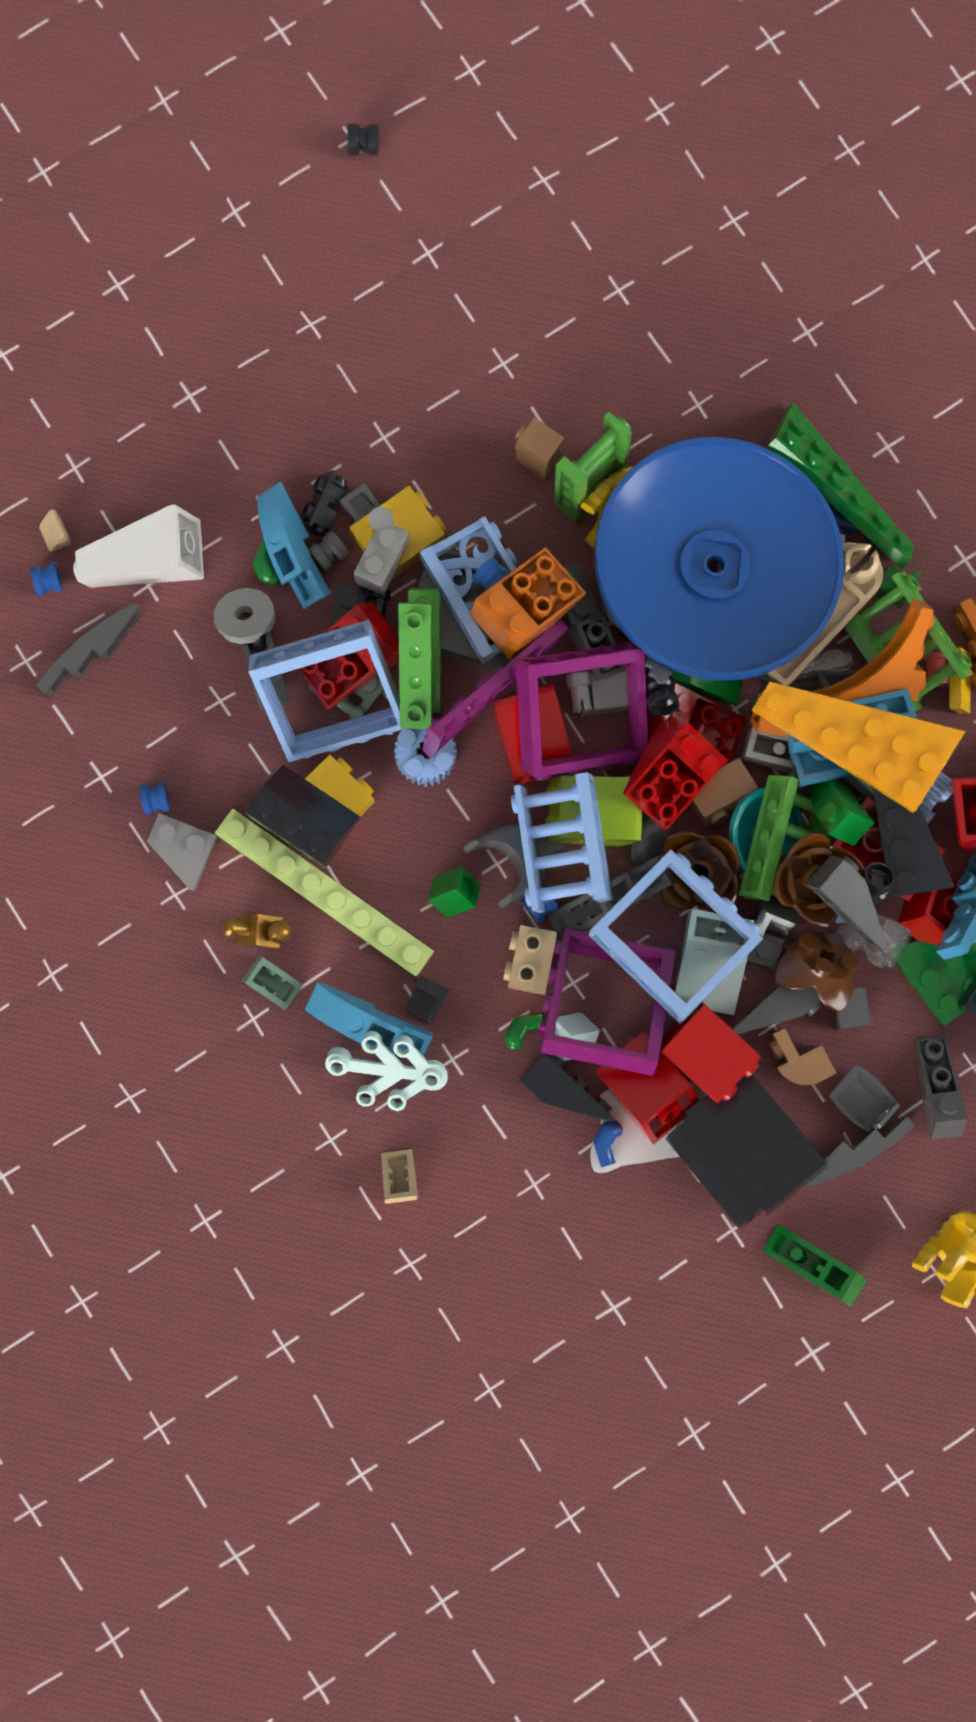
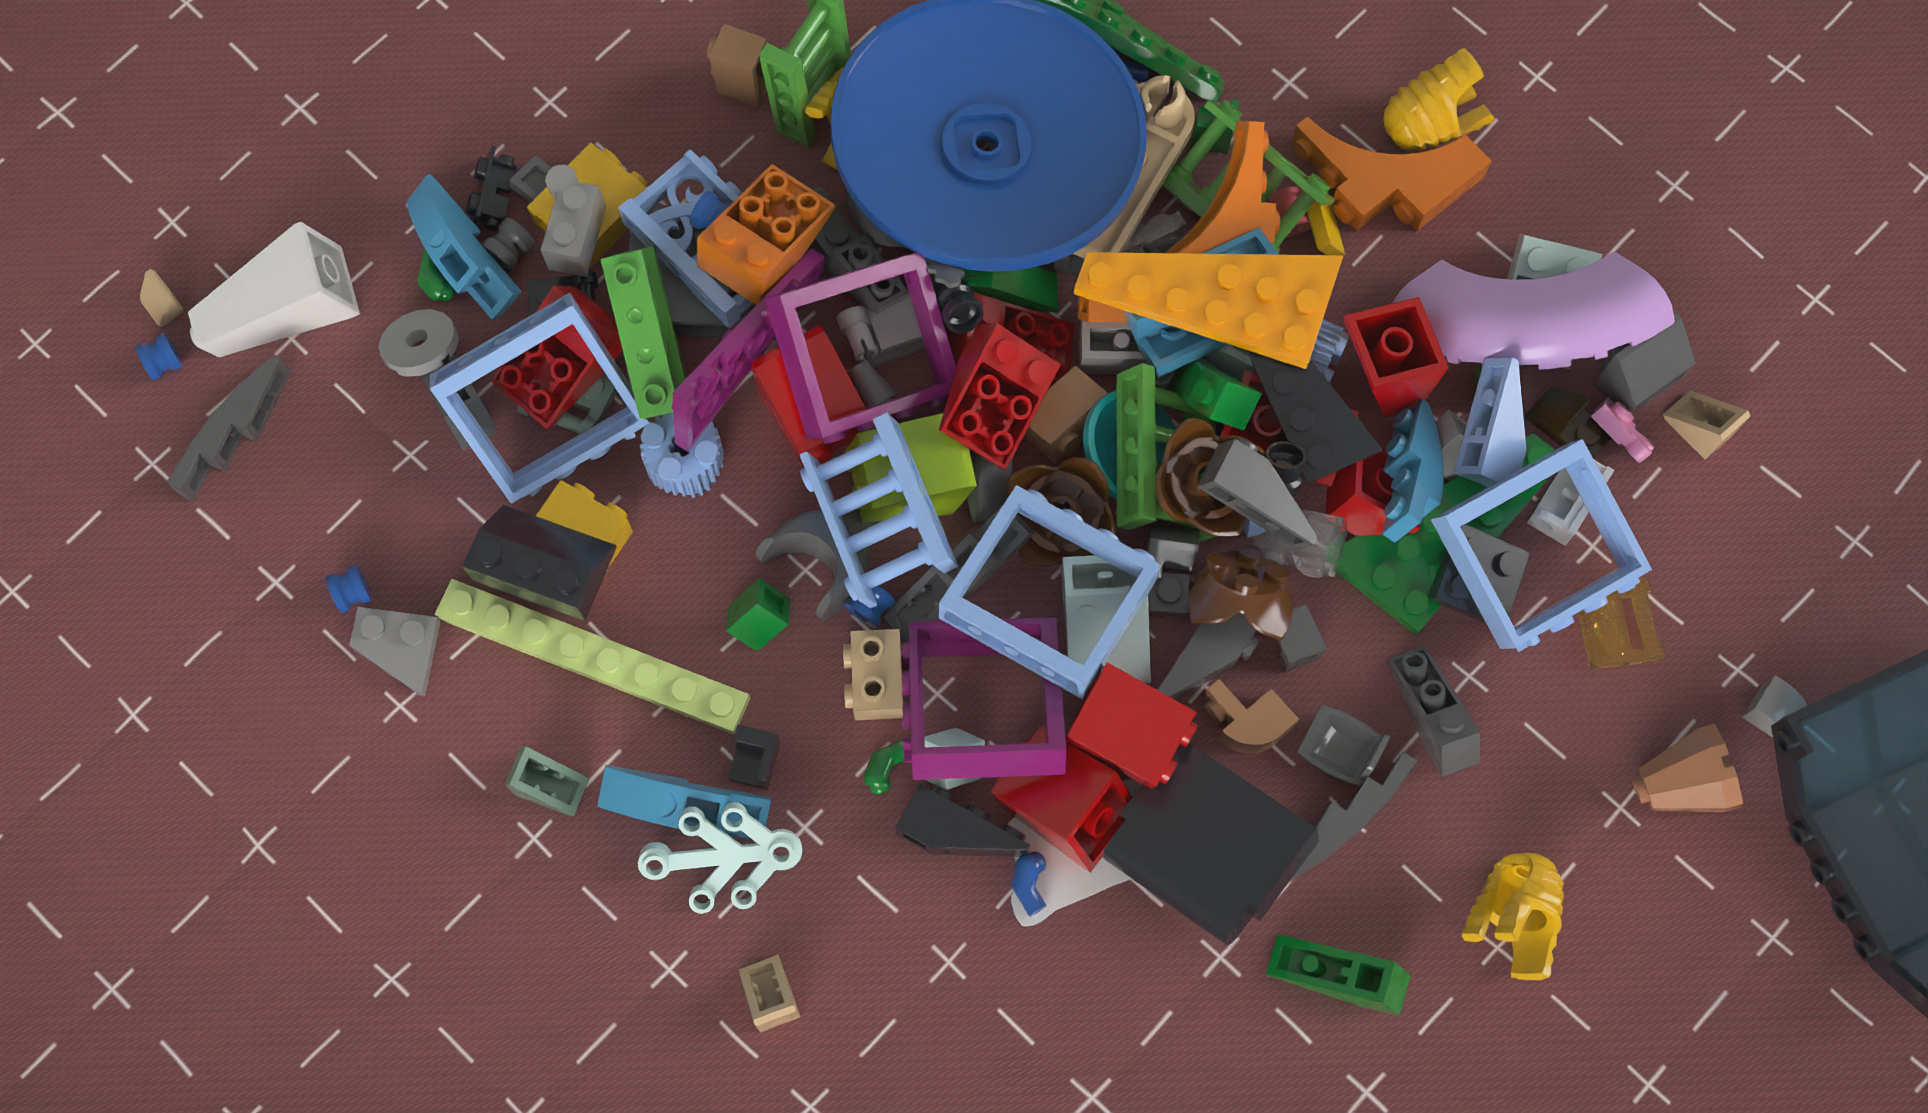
camera: 10 degrees left, 10 degrees down
(257, 930) = (514, 721): pearl gold piece -> none
(580, 736) = (870, 385): none -> dark grey cone

